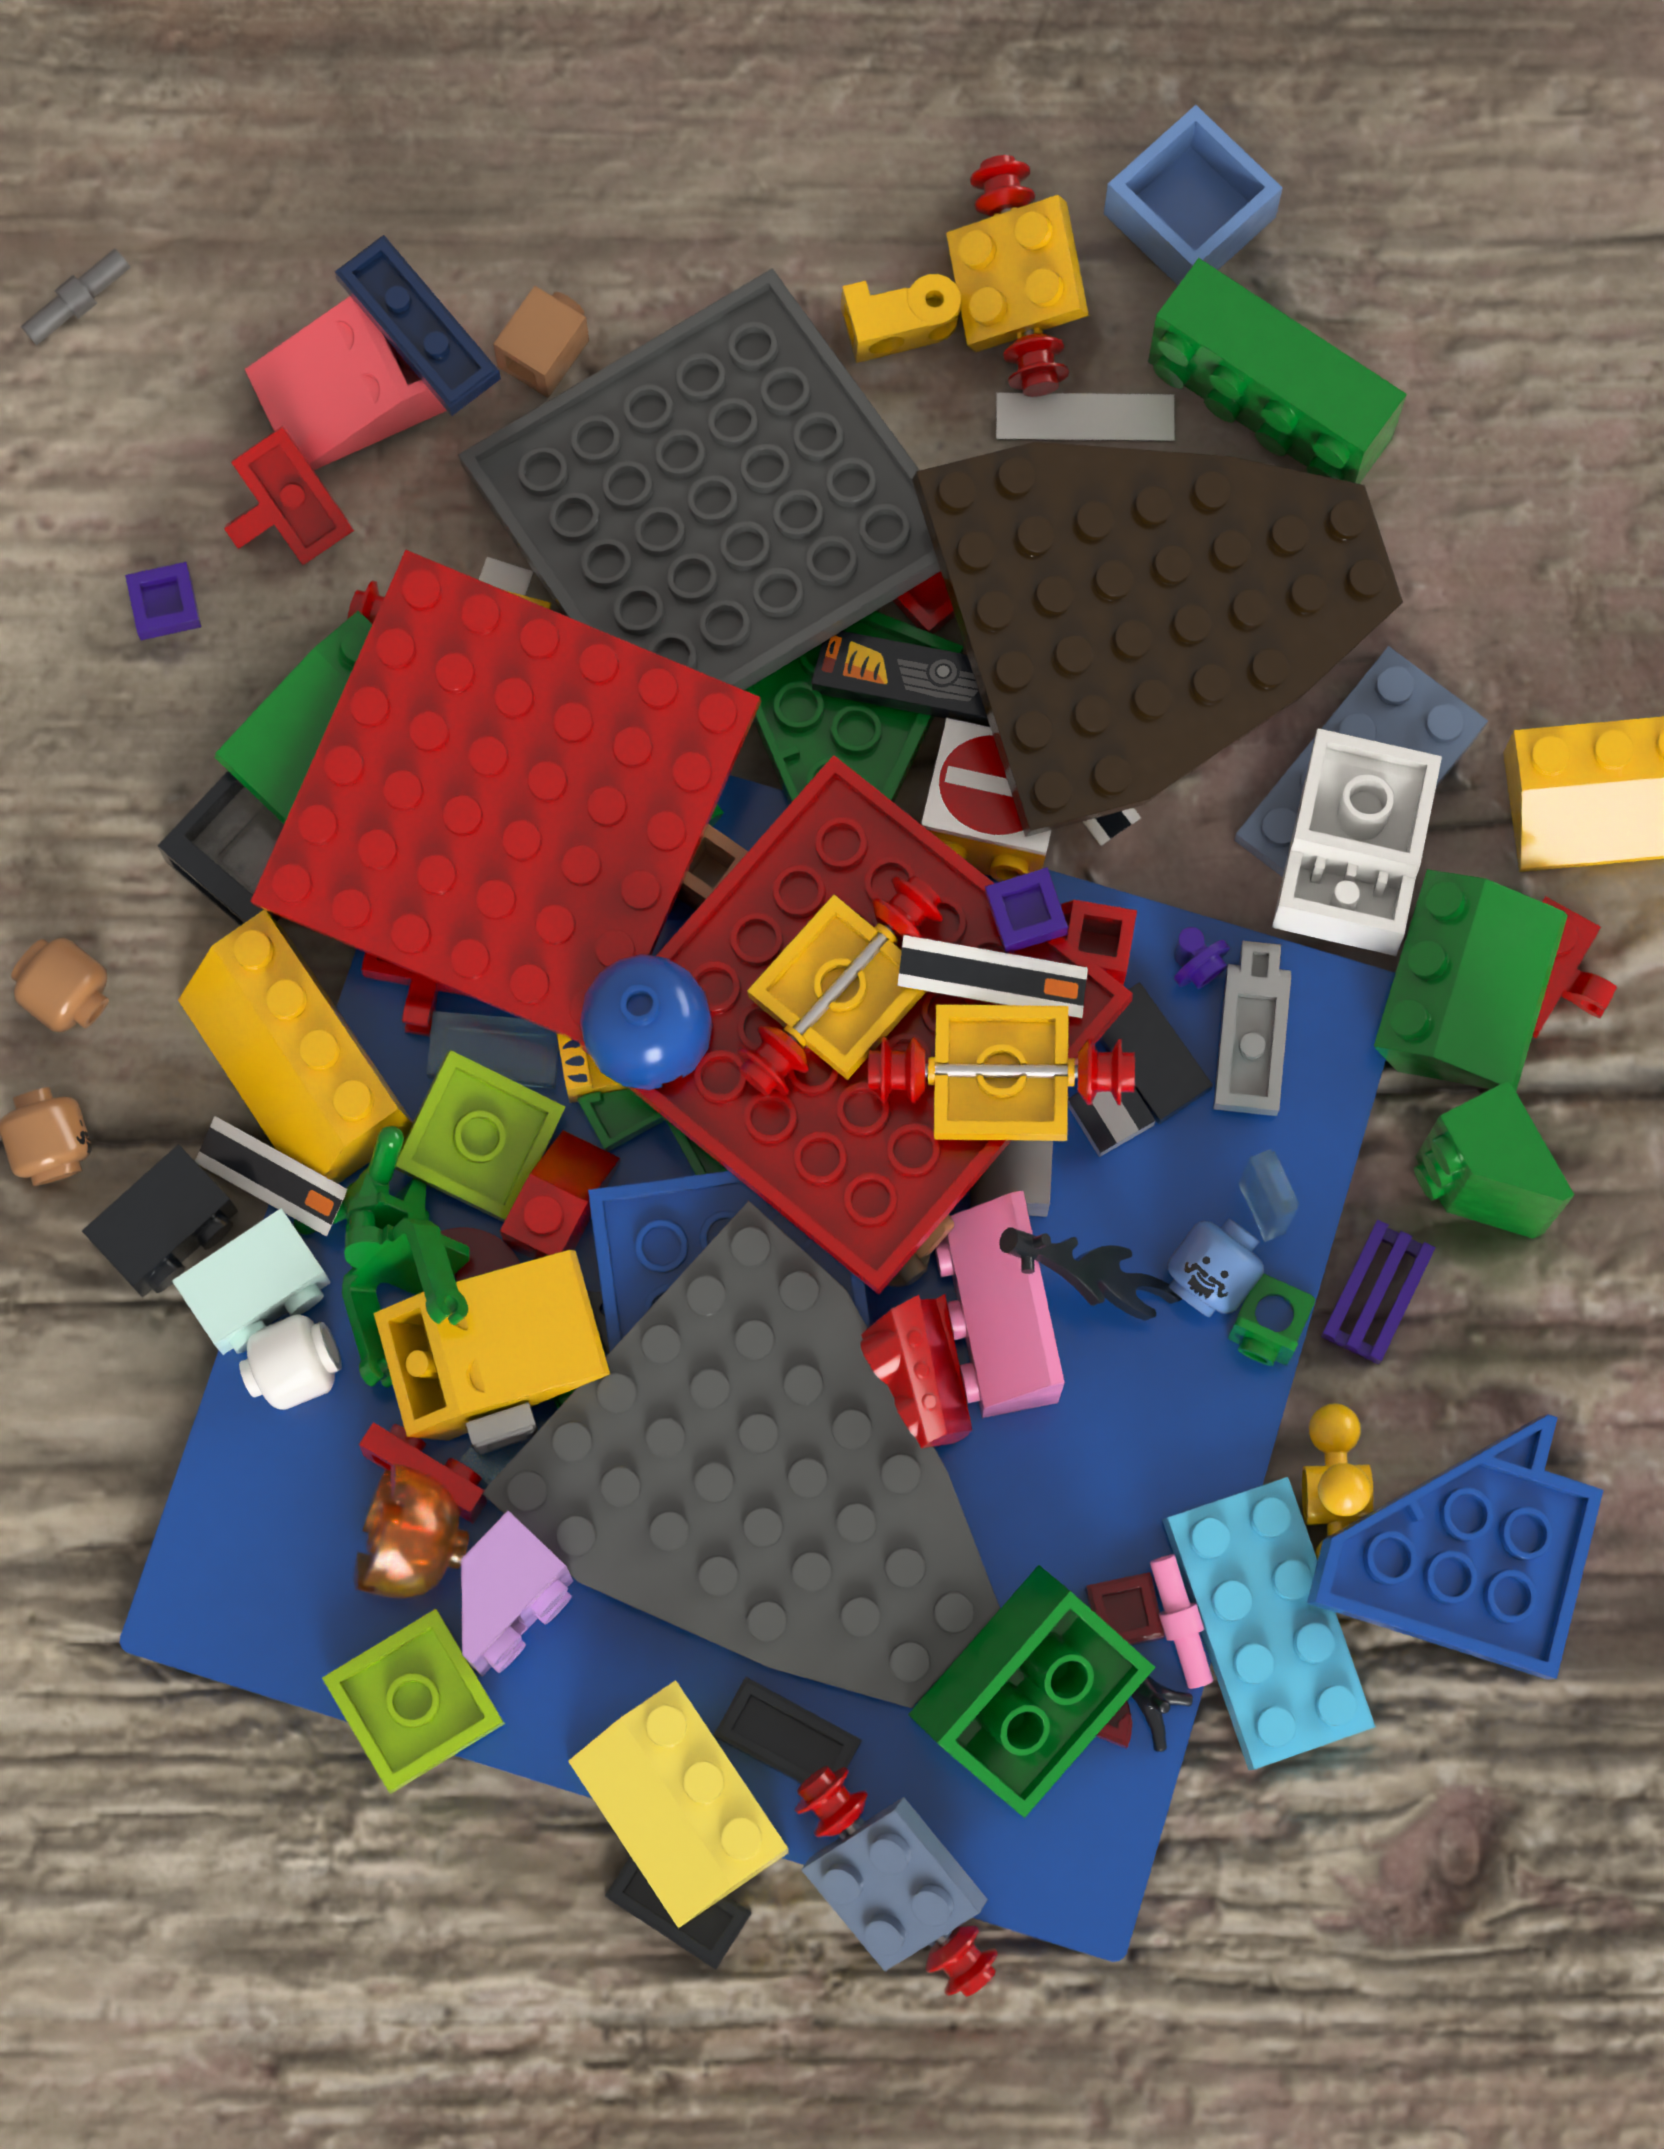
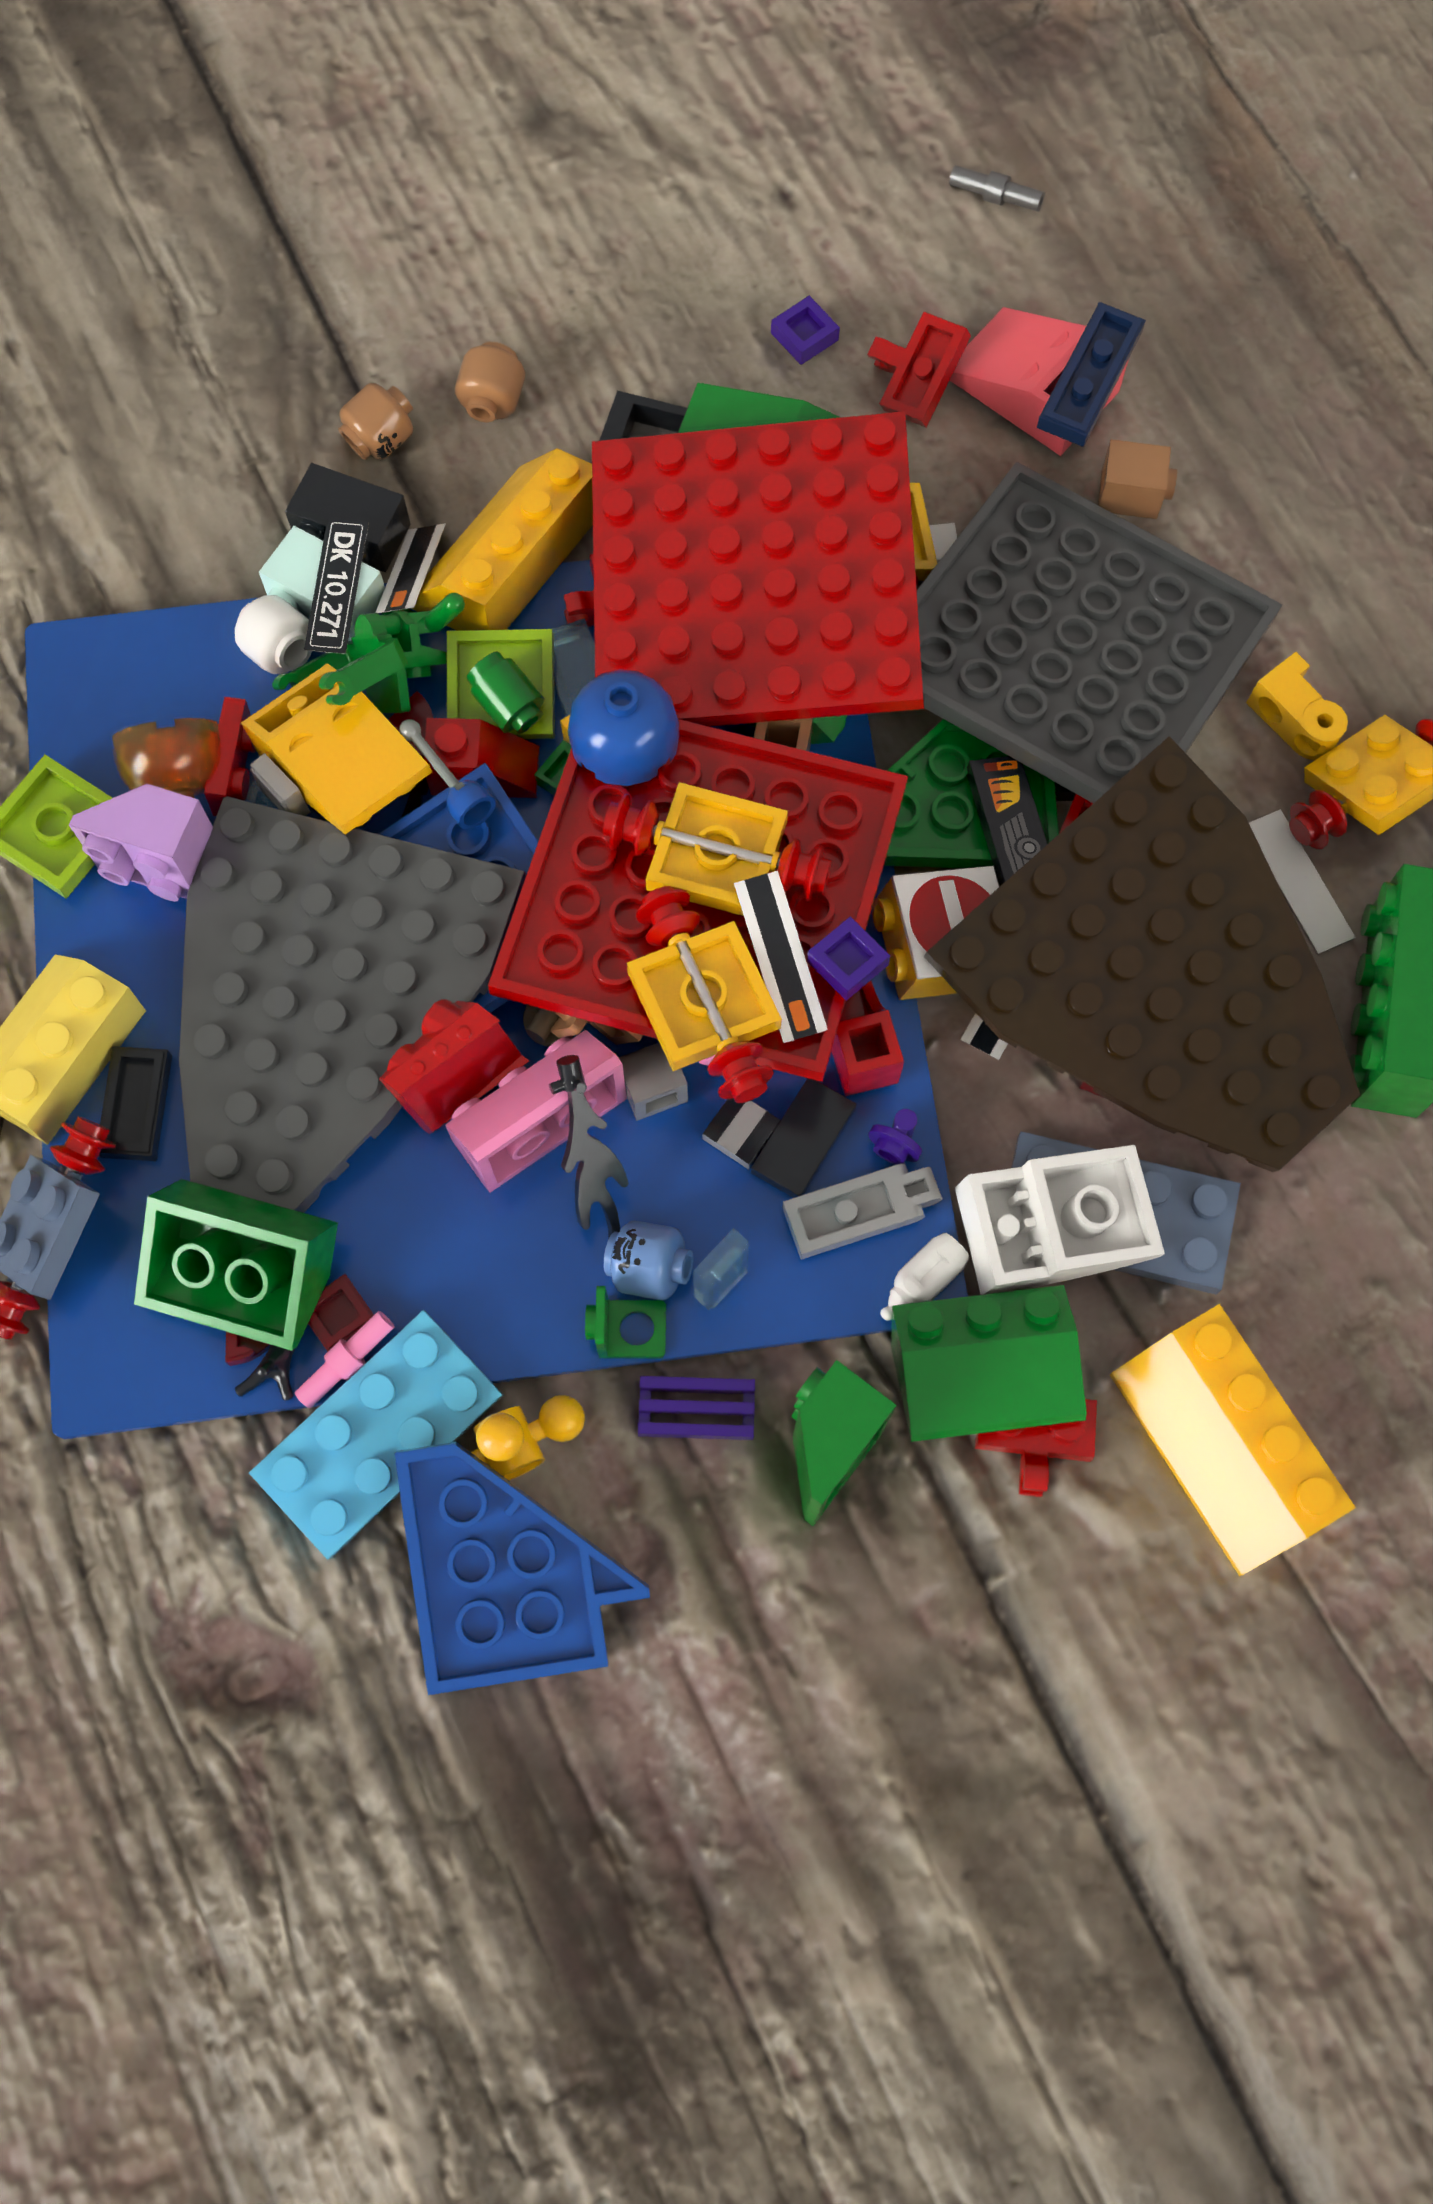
camera: 65 degrees right, 5 degrees down
(276, 1263) = (336, 585): none -> black sticker
(511, 1132) = (505, 693): none -> green brick
(631, 1227) = (466, 800): none -> blue hinge
(1349, 998) = (927, 1272): none -> white piece

